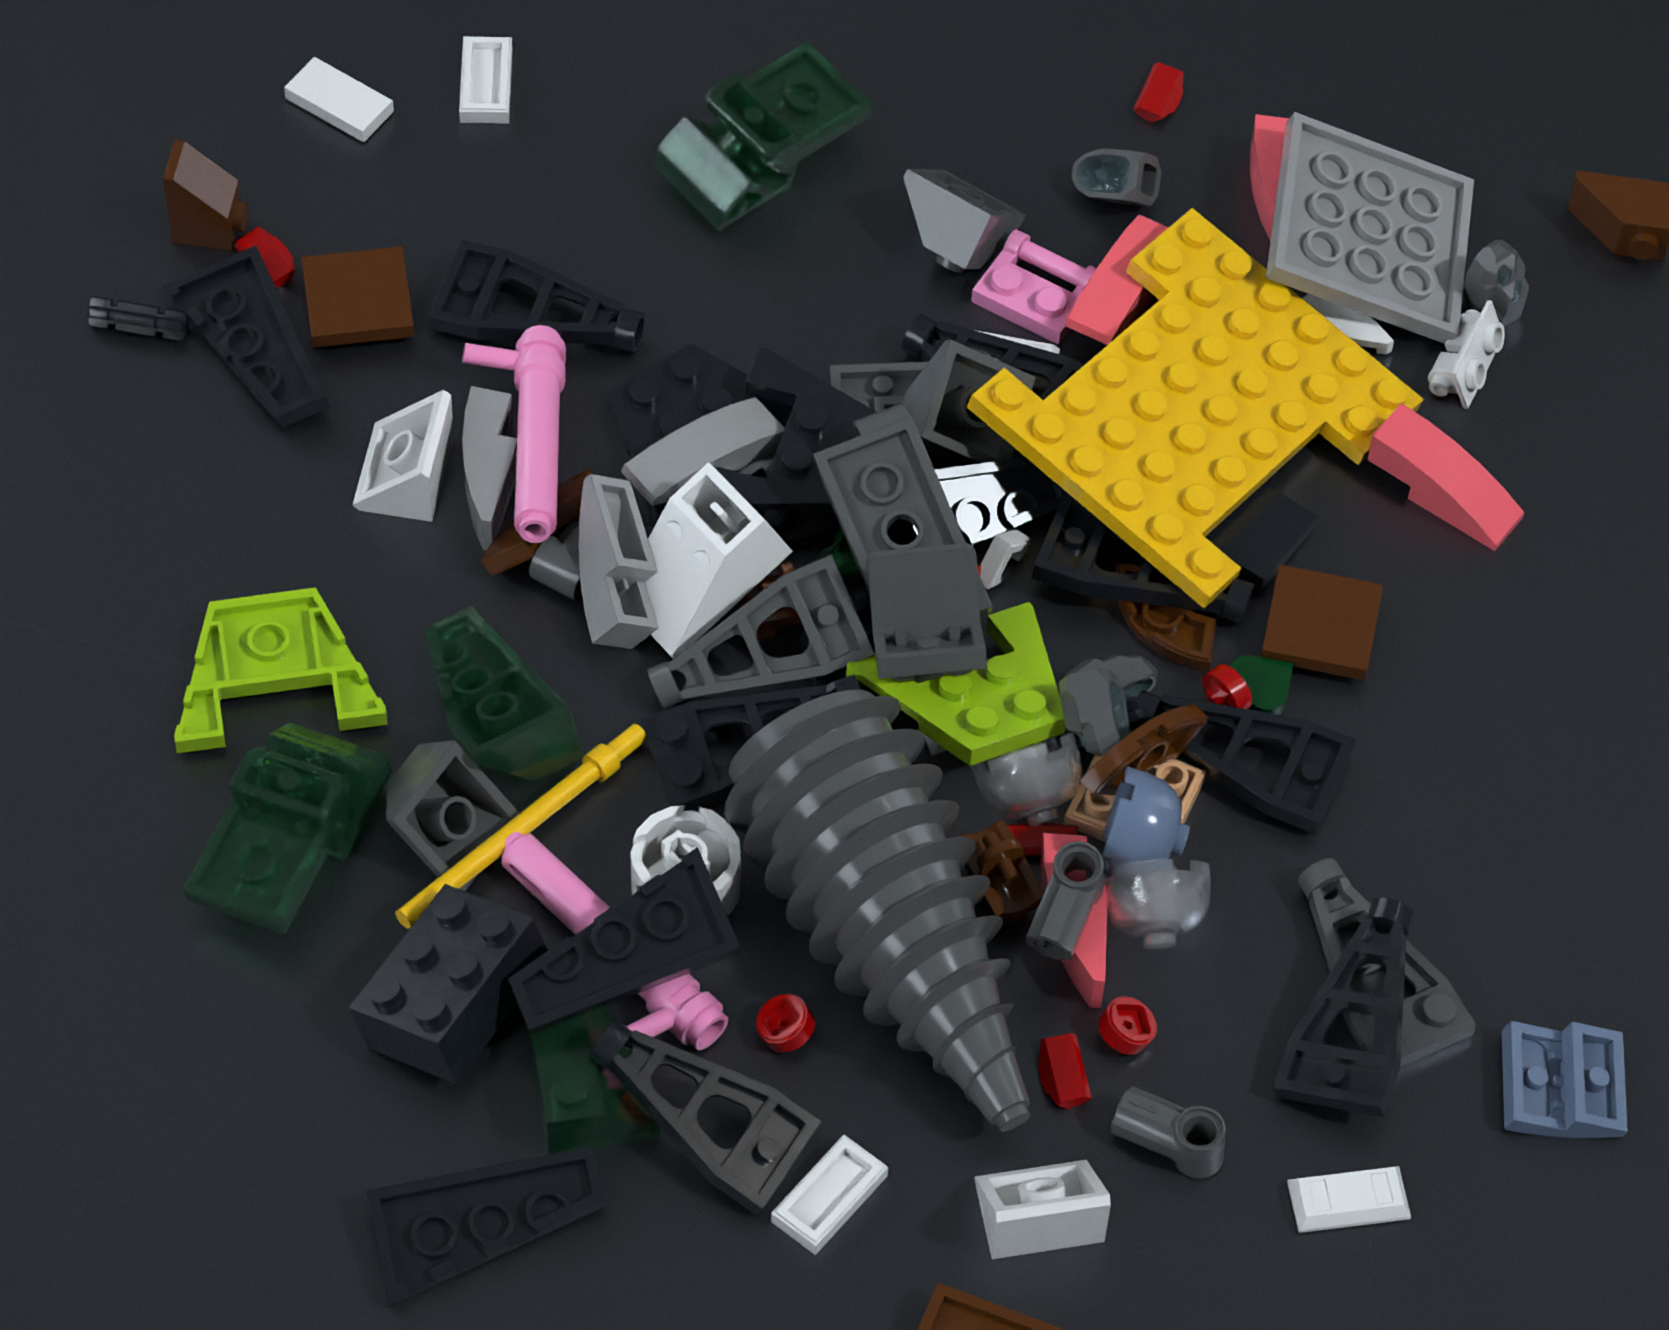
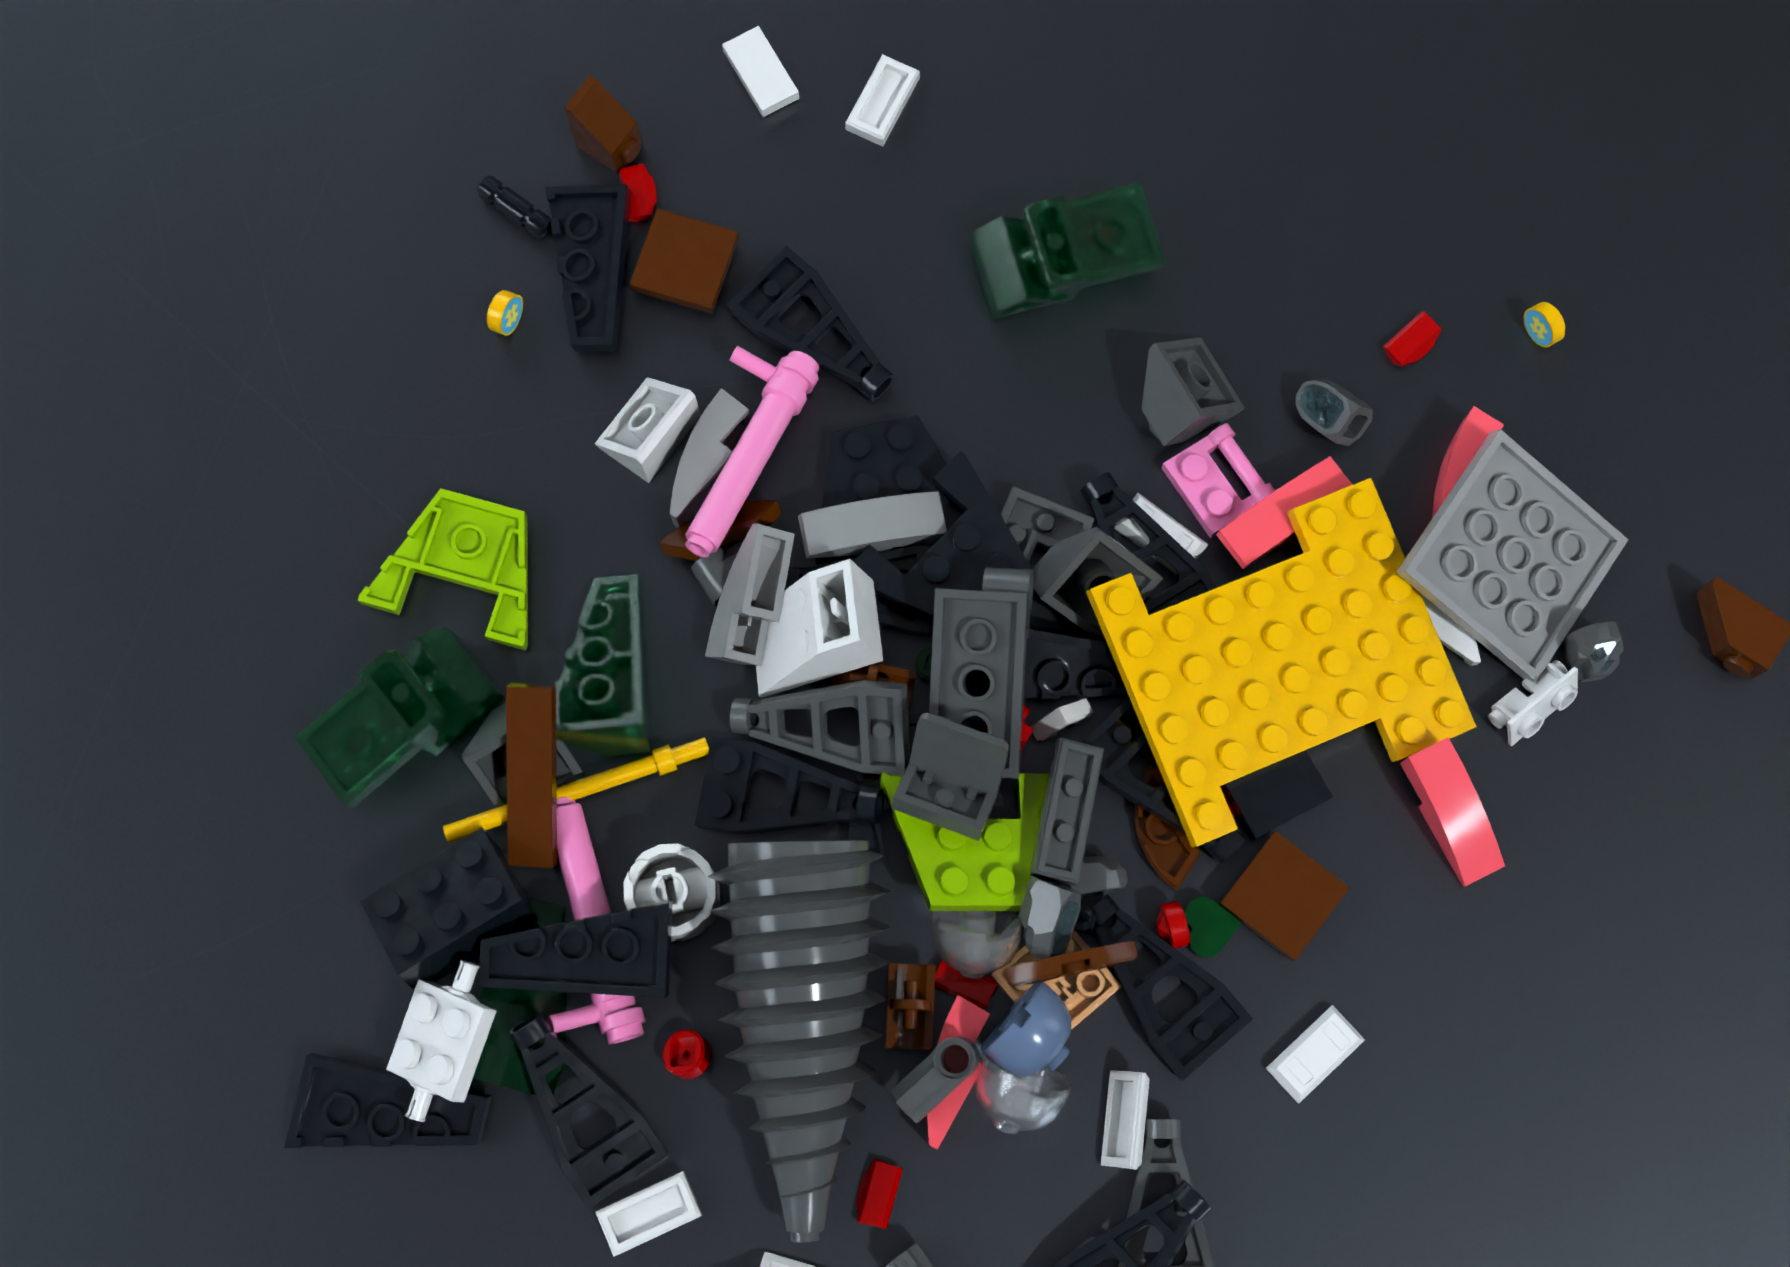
camera: 30 degrees right, 20 degrees up
(185, 415) = (504, 312): none -> tile
(474, 804) = (531, 775): none -> reddish brown tile
(517, 1096) = (441, 1040): none -> white plate
(1057, 611) = (1066, 811): none -> dark grey tile
(1127, 1025) = (944, 1182): red tile -> none
(1279, 886) = (1125, 1119): none -> white tile
(1282, 27) = (1544, 324): none -> tile
(1436, 755) = (1315, 1054): none -> white tile

